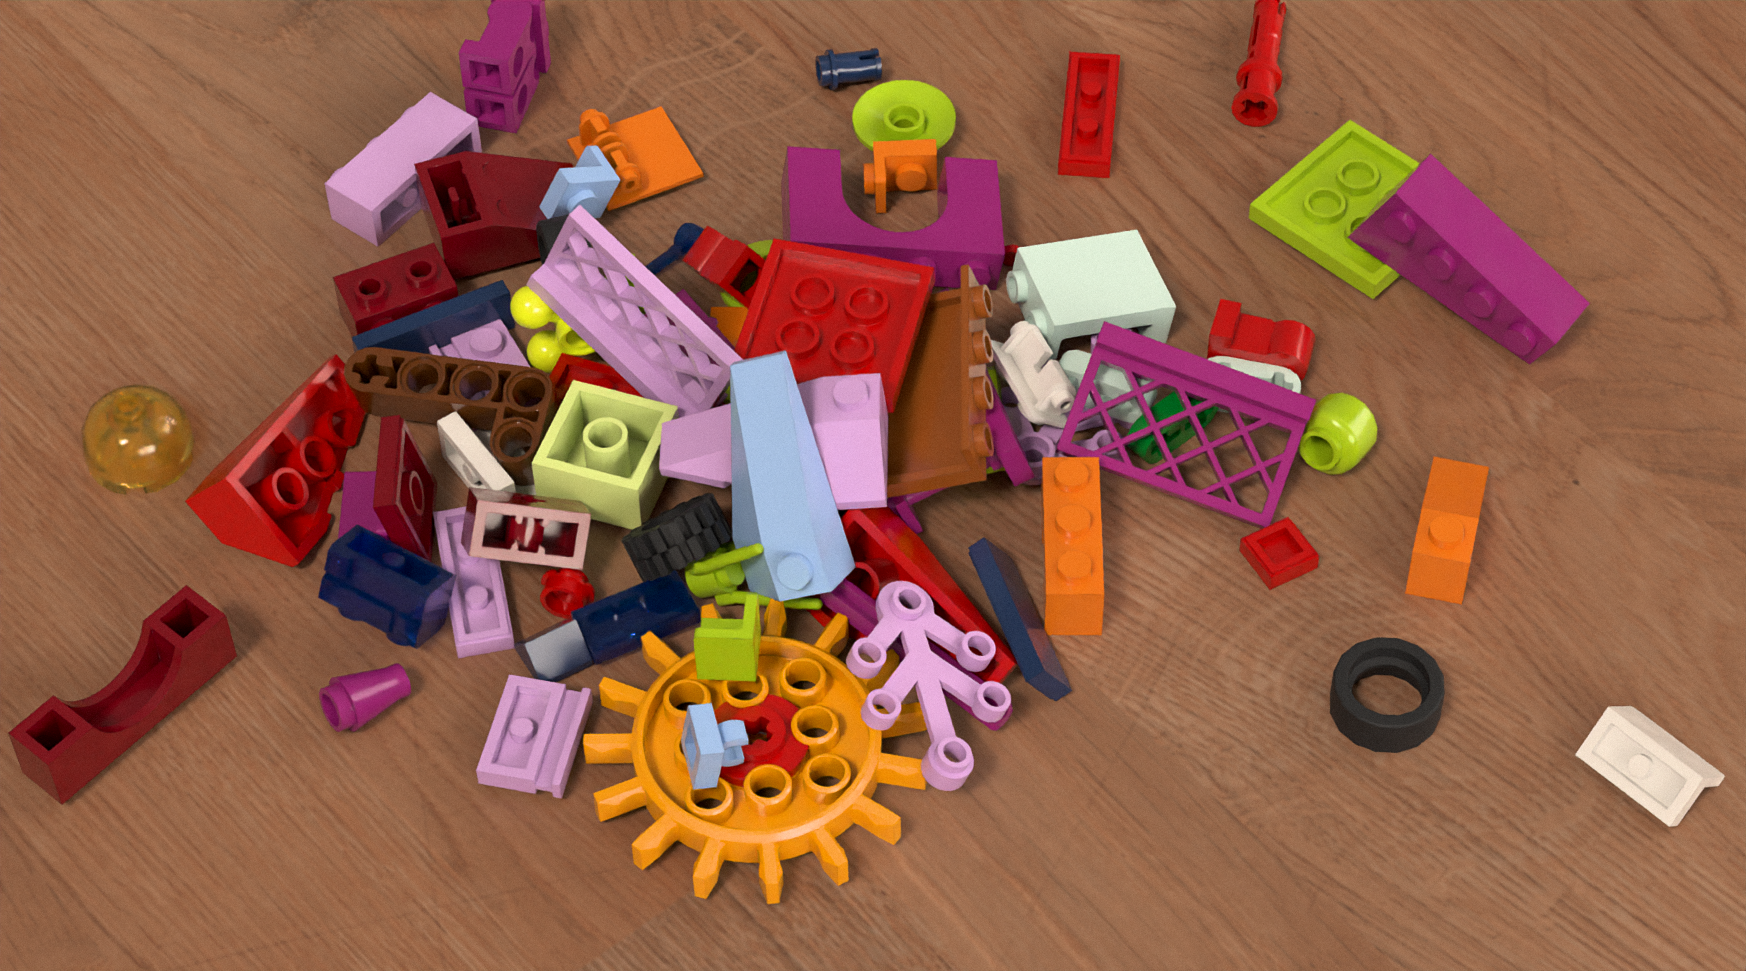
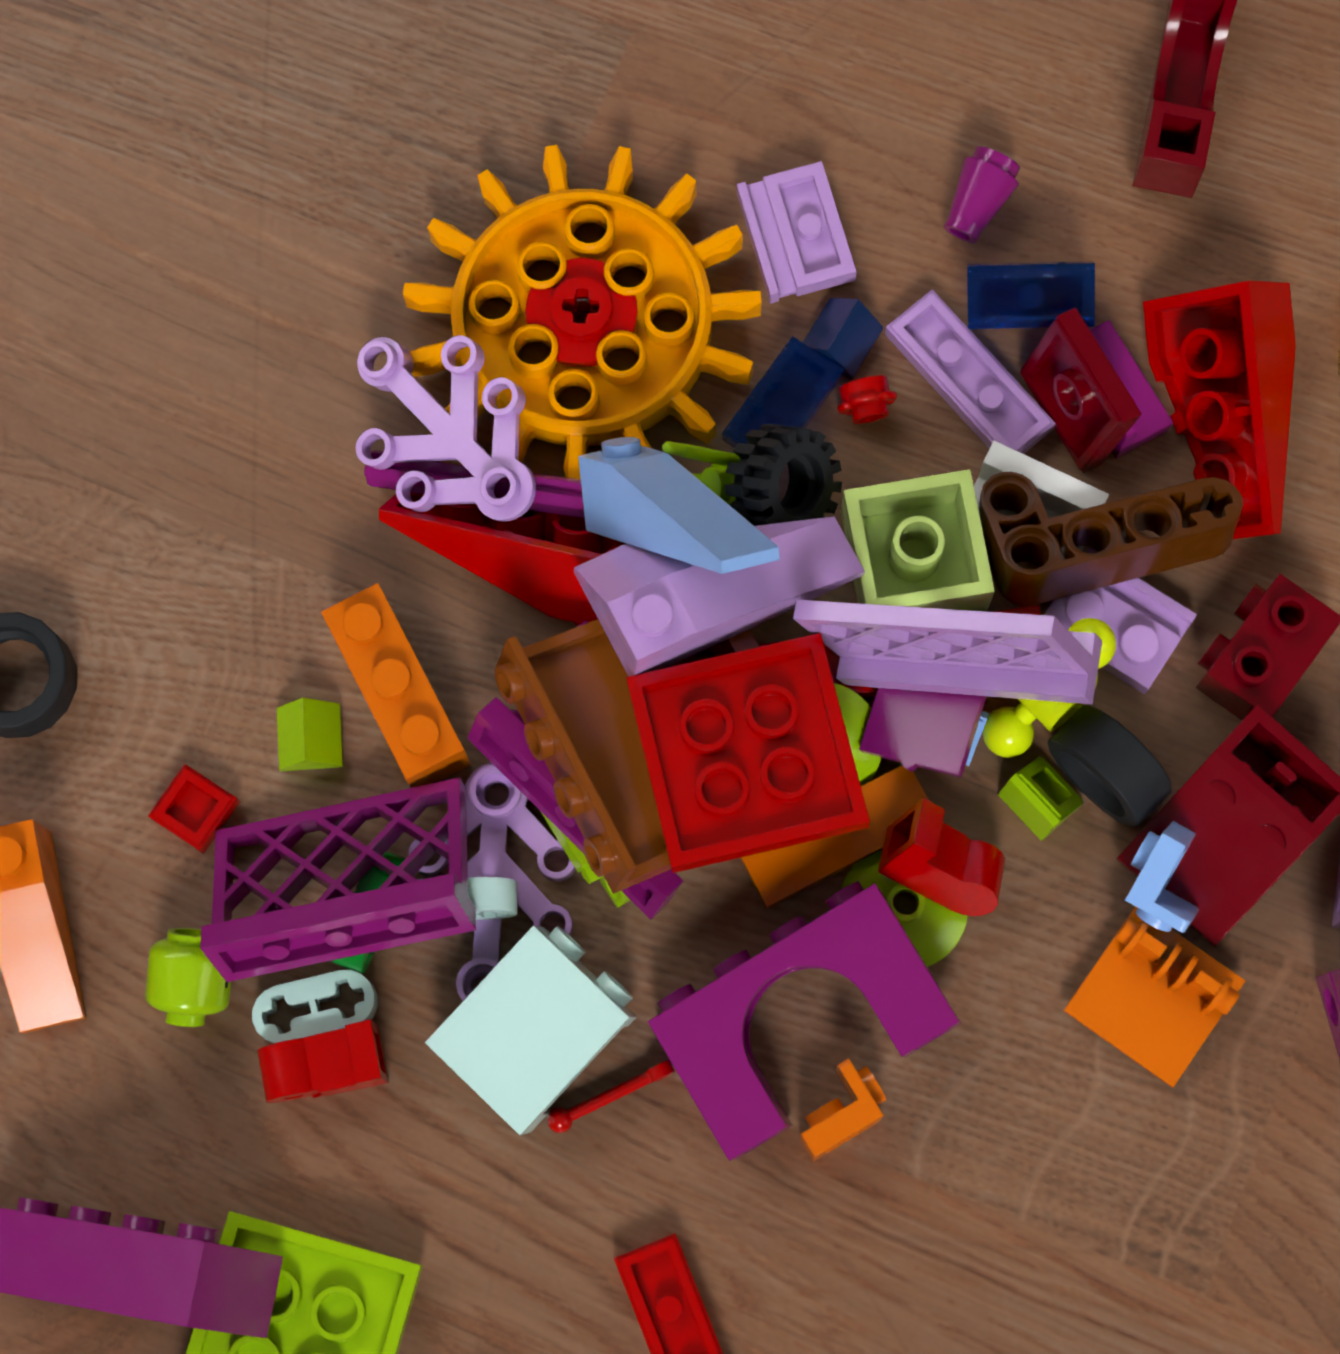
camera: 155 degrees right, 25 degrees up
(441, 321) = (1203, 630): dark blue tile -> none
(525, 528) = (946, 384): brick -> none
(683, 241) = (1015, 902): clear blue hand -> none
(710, 745) = (601, 245): light blue tile -> none
(729, 646) = (651, 364): lime panel -> none
(847, 67) = (998, 1256): dark blue pin -> none
(903, 112) = (916, 1193): lime dish -> none
(1019, 620) = (408, 580): dark blue tile -> none
(1042, 392) = (539, 865): white hinge -> none
(1161, 559) = (309, 735): none -> lime slope

